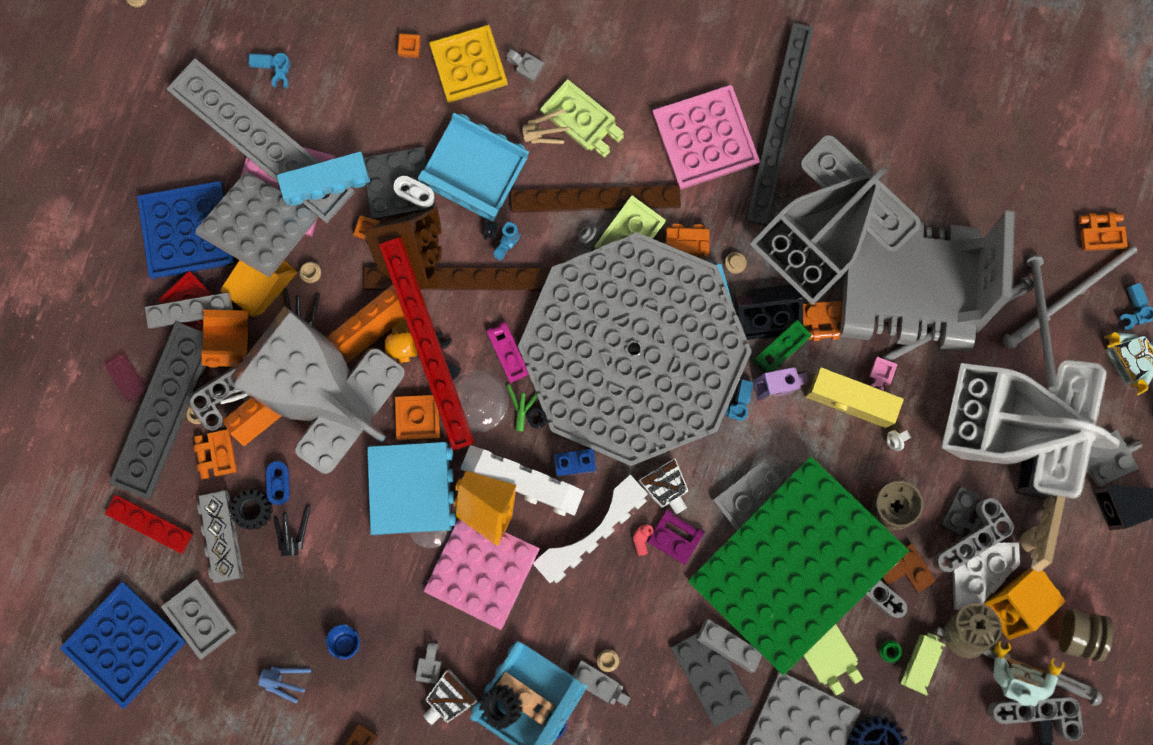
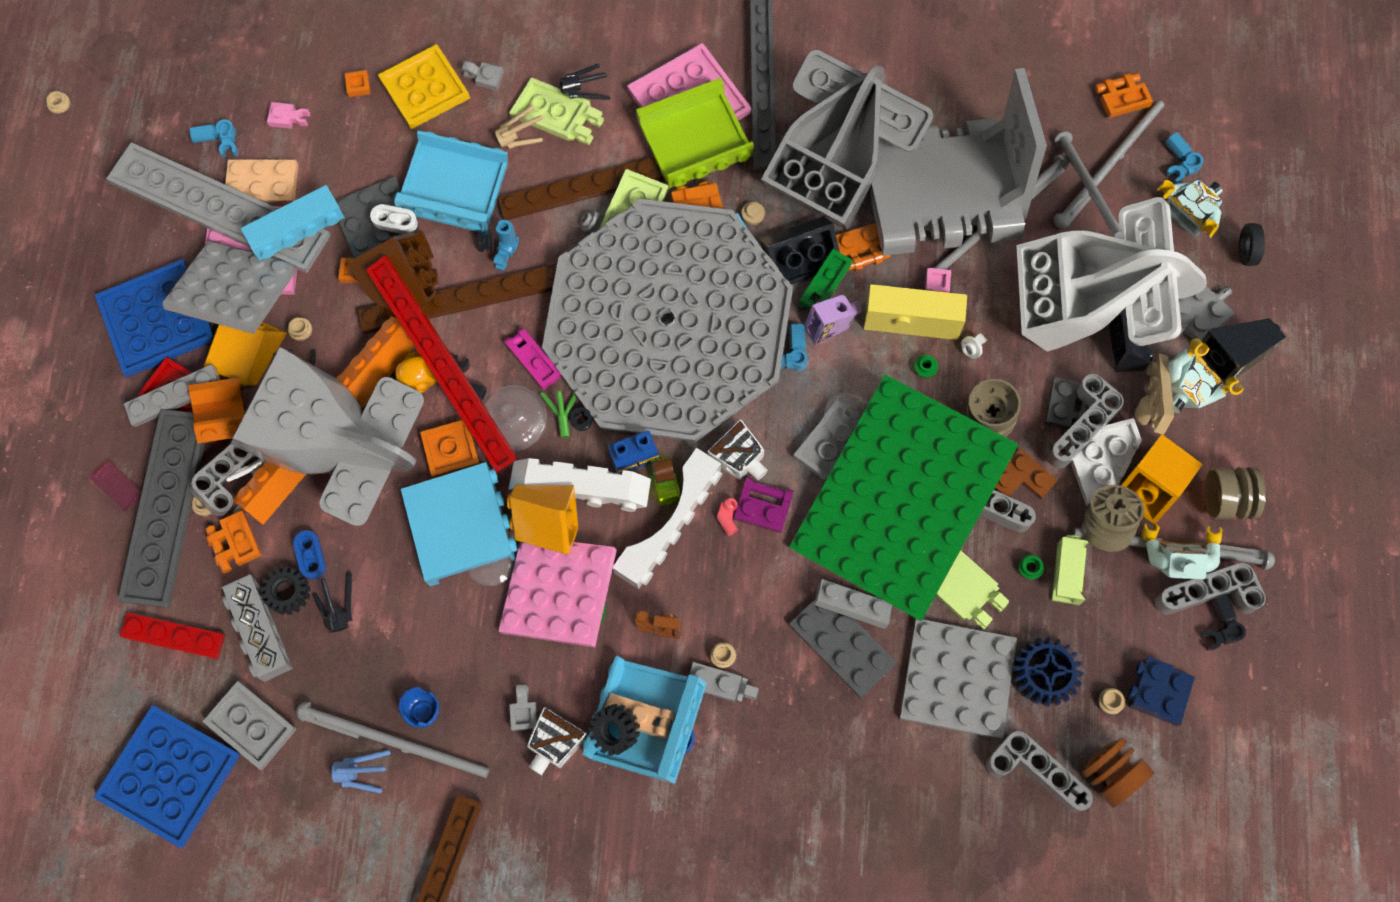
camera: 10 degrees left, 10 degrees down
(247, 620) = (317, 717): none -> light grey bar
(305, 120) = (264, 179): none -> light nougat plate
(336, 60) = (283, 115): none -> bright pink plate
(566, 626) = (663, 625): none -> dark orange plate
(596, 493) = (665, 481): none -> leg
(601, 99) = (571, 84): none -> black plant
(701, 176) = (694, 133): none -> lime panel
(844, 450) = (923, 372): none -> green plate
(1082, 526) = (1194, 381): none -> torso

